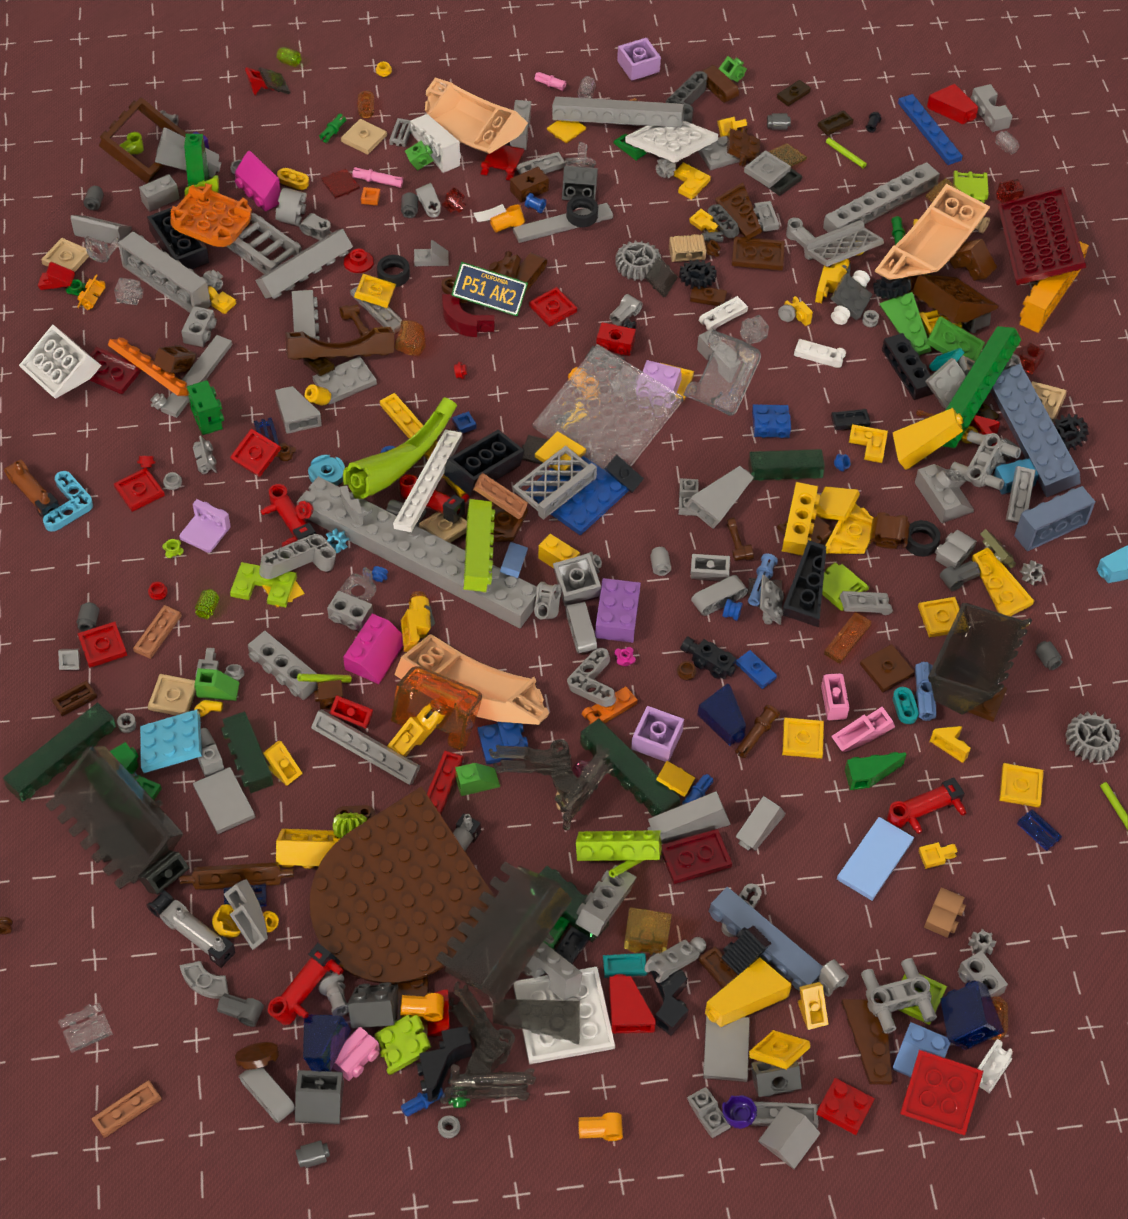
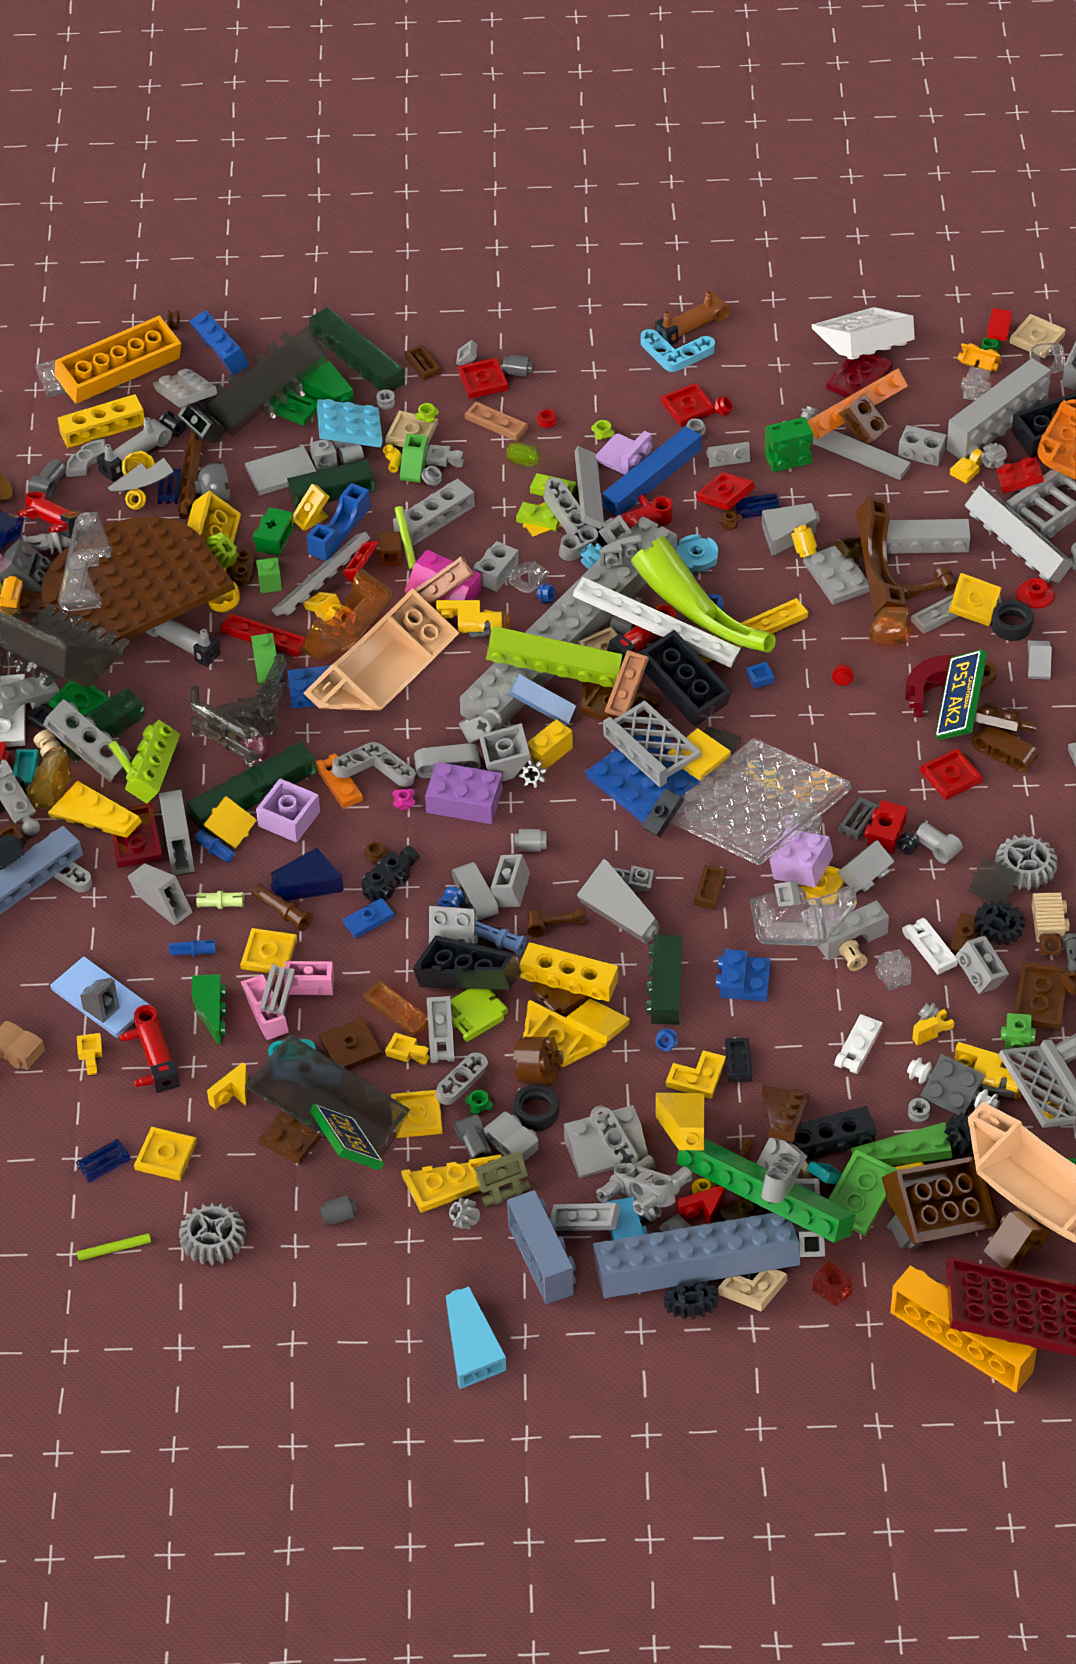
camera: 100 degrees right, 5 degrees down
(39, 875) = (222, 344): none -> blue arch
(75, 960) = (117, 359): none -> light orange brick
(120, 889) = (184, 387): none -> light grey plate
(145, 941) = (101, 421): none -> yellow brick
(156, 674) = (426, 413): none -> lime plate
(238, 262) = (1019, 474): none -> red plate
(239, 511) = (652, 471): none -> blue brick
(257, 843) = (213, 478): none -> dark grey cylinder
(258, 544) = (589, 487): none -> light grey tile
(282, 728) = (352, 506): none -> blue arch
(311, 792) = (273, 531): none -> green brick
(325, 513) = (614, 529): none -> light grey brick
(363, 790) = (268, 575): none -> bright green slope
(383, 641) = (445, 581): none -> nougat tile
(402, 932) = (85, 550): none -> clear windscreen
(598, 945) = (46, 742): none -> tan wheel
(660, 348) = (866, 866): none -> light grey brick
(678, 887) = (94, 810): none -> yellow wing
(689, 444) = (710, 887): none -> reddish brown plate
(700, 387) = (787, 893): none -> light grey plate
(744, 279) = (981, 964): none -> light grey brick
(757, 778) = (220, 899): none -> yellowish green pin
(798, 262) = (1017, 1031): none -> bright green brick
(812, 792) = (192, 948): none -> blue axle
(862, 707) = (281, 970): none -> light grey tile
(885, 628) = (405, 1047): none -> yellow plate
(894, 843) = (100, 999): none -> dark grey slope
(902, 382) = (784, 1111): none -> reddish brown wing
(923, 571) = (478, 1096): none -> green plate
(923, 592) = (460, 1087): none -> light grey beam
(985, 362) = (780, 1177): none -> light grey beam
(1013, 630) = (346, 1137): none -> tile

